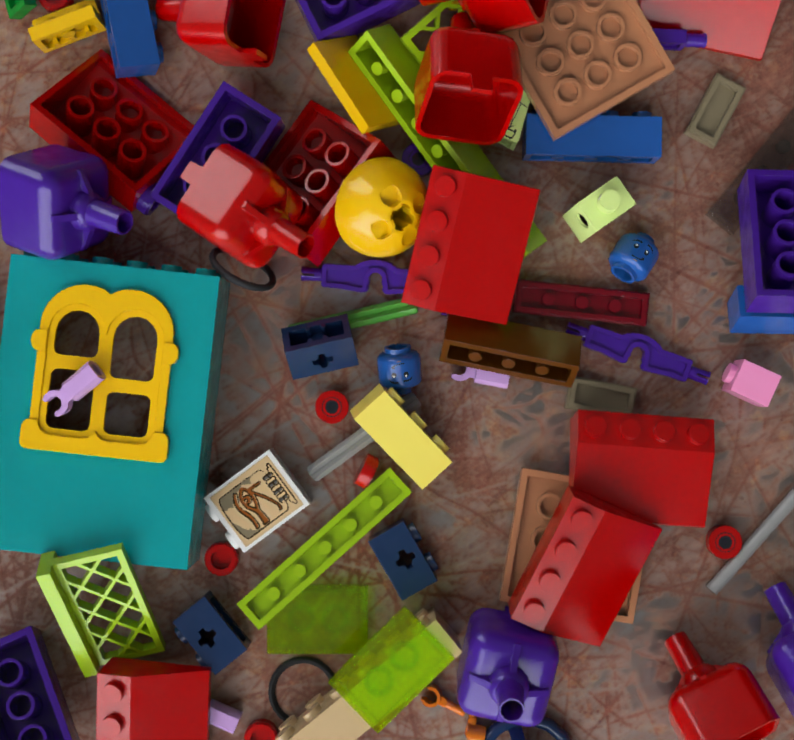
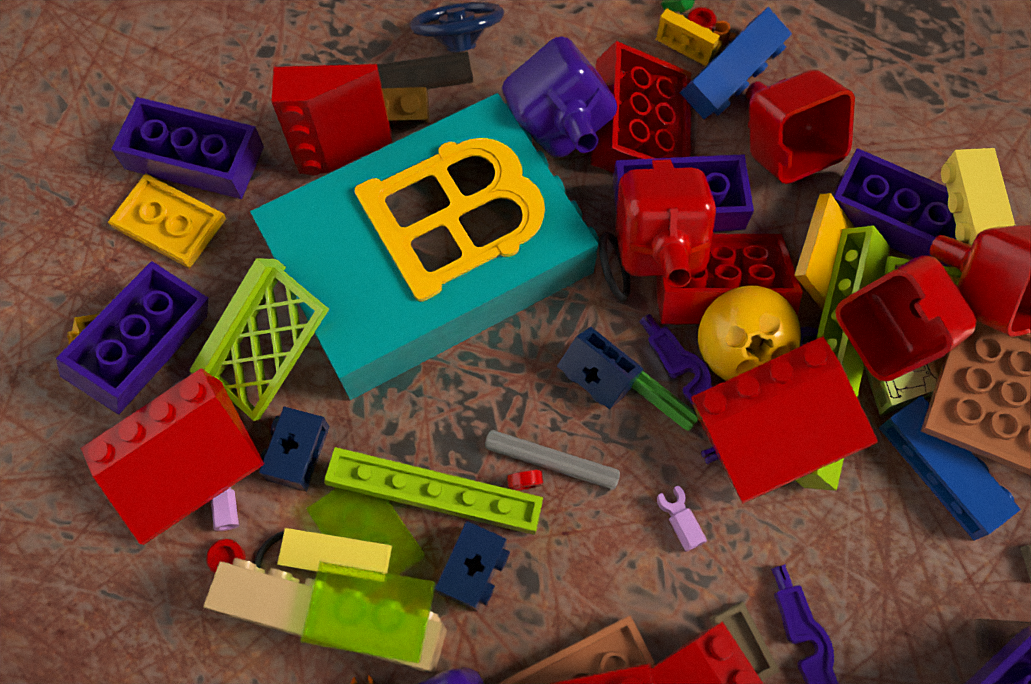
camera: 55 degrees right, 20 degrees down
(76, 387) = (430, 195): lavender bar -> none
(145, 203) = (606, 170): dark purple tile -> none
(221, 558) = (364, 416): red tile -> none
(257, 500) = (434, 408): brick -> none
(320, 656) = (307, 549): none -> light yellow tile
(332, 406) = (556, 416): red tile -> none
(399, 368) = (631, 445): blue head -> none
(402, 435) = (579, 485): light yellow brick -> none
(512, 350) = (723, 526): reddish brown brick -> none
(581, 303) = (810, 565): dark red tile -> none
(599, 209) = (904, 516): yellowish green torso -> none
(633, 257) = (886, 578): blue head -> none

